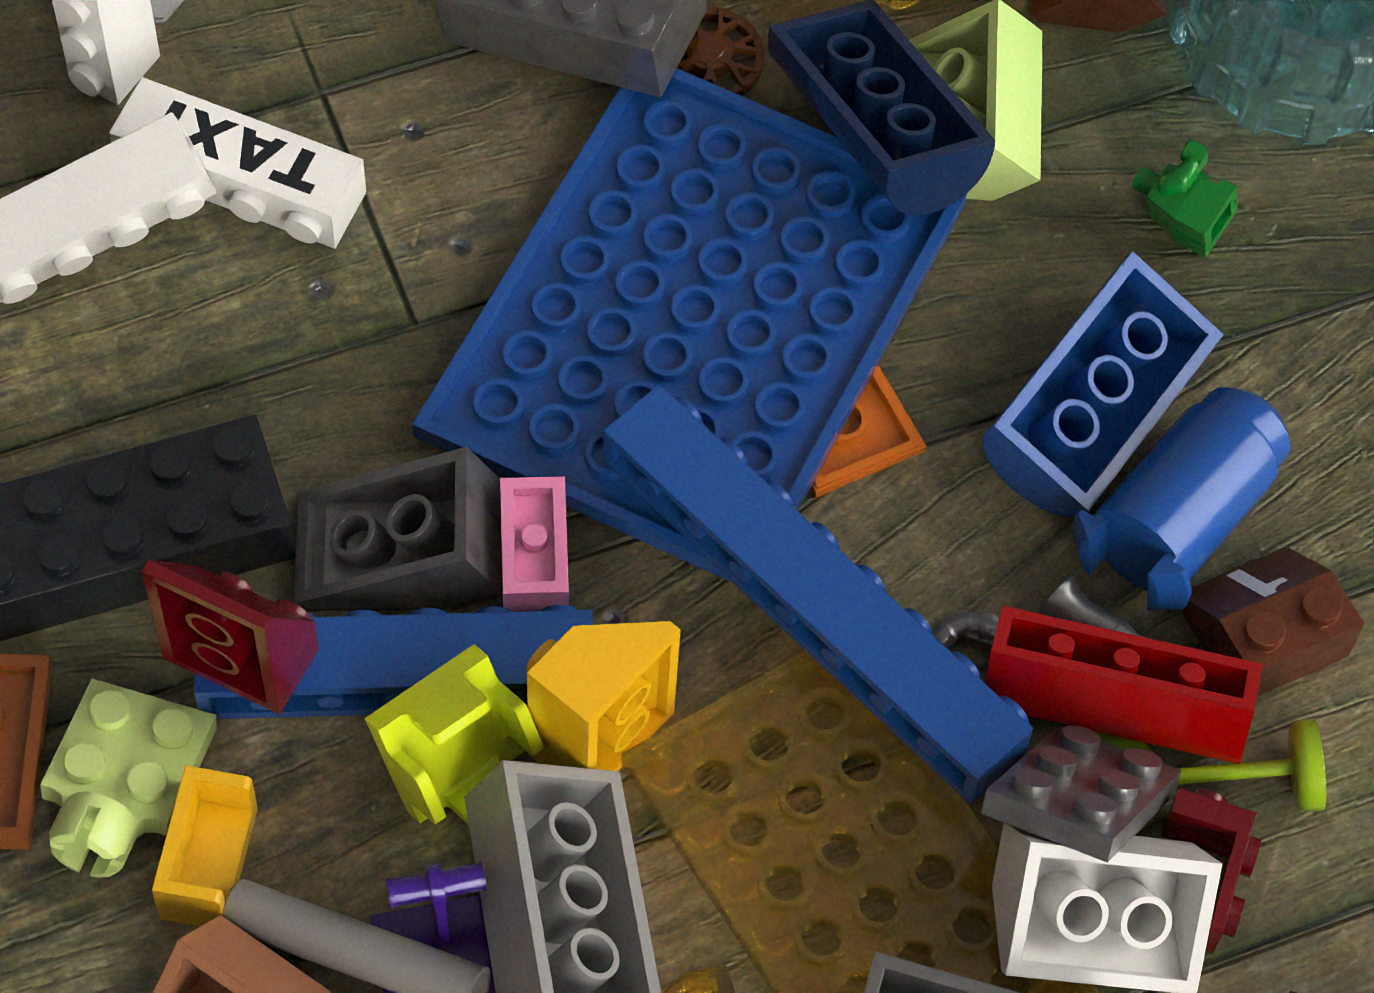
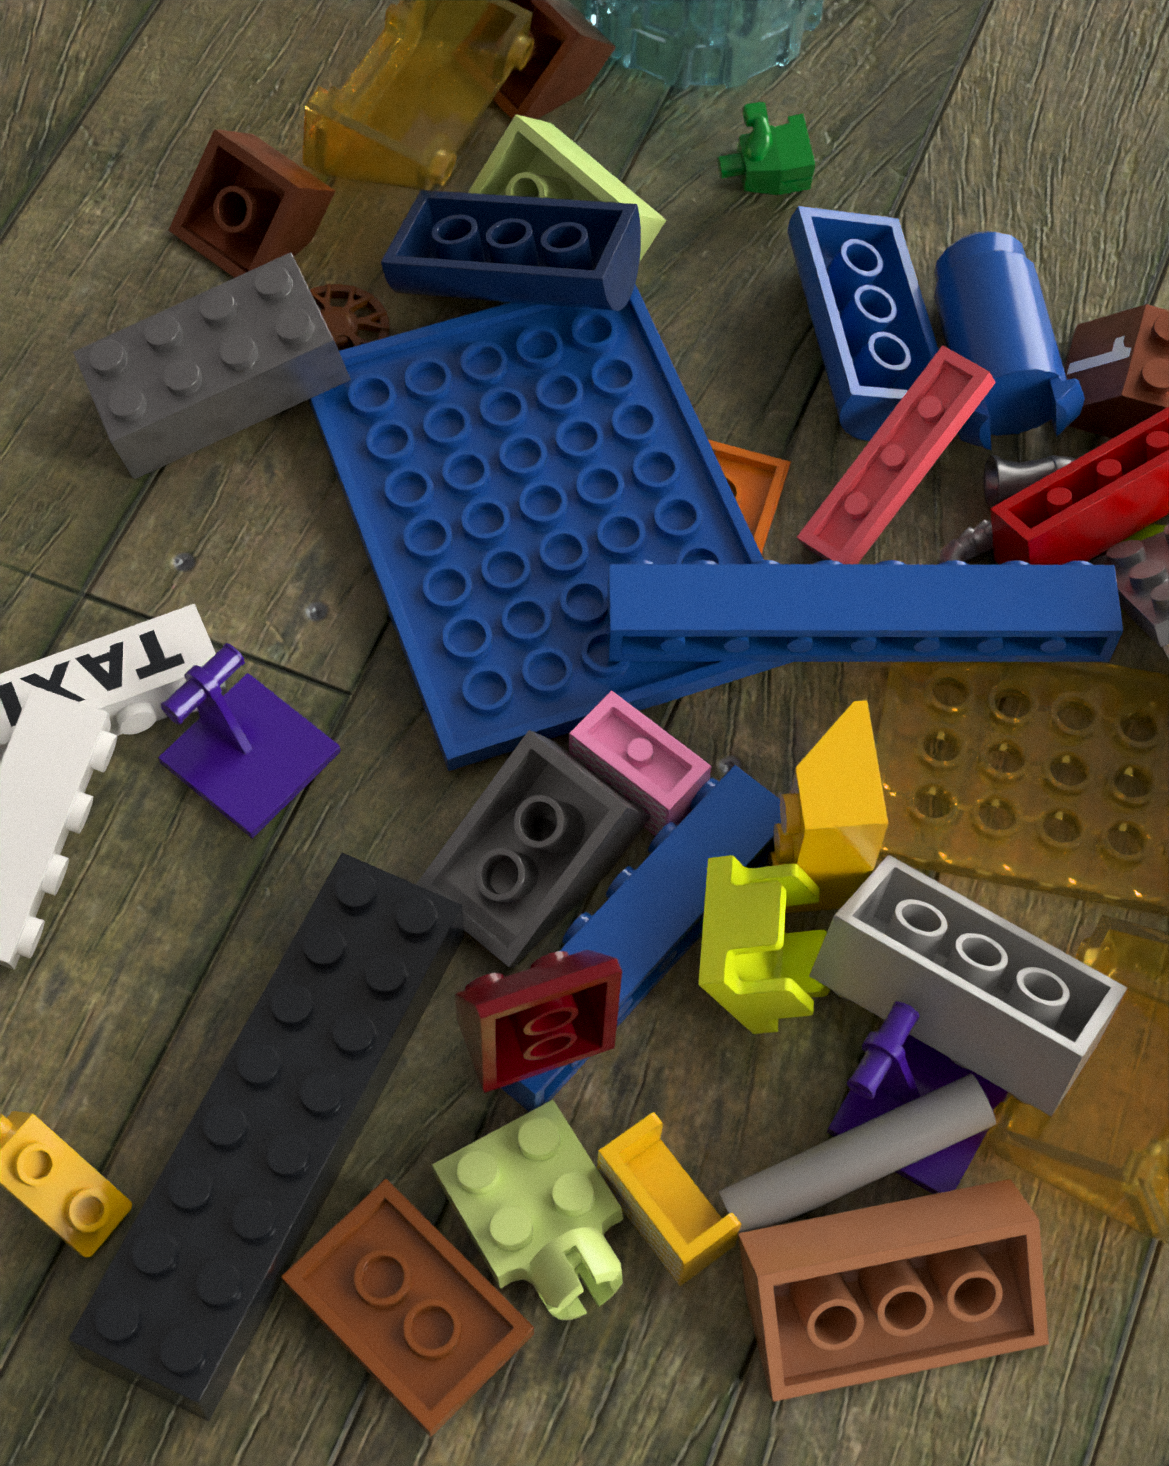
camera: 45 degrees left, 0 degrees up
(294, 295) = (246, 747): none -> dark purple plate
(983, 508) = (896, 458): none -> coral plate

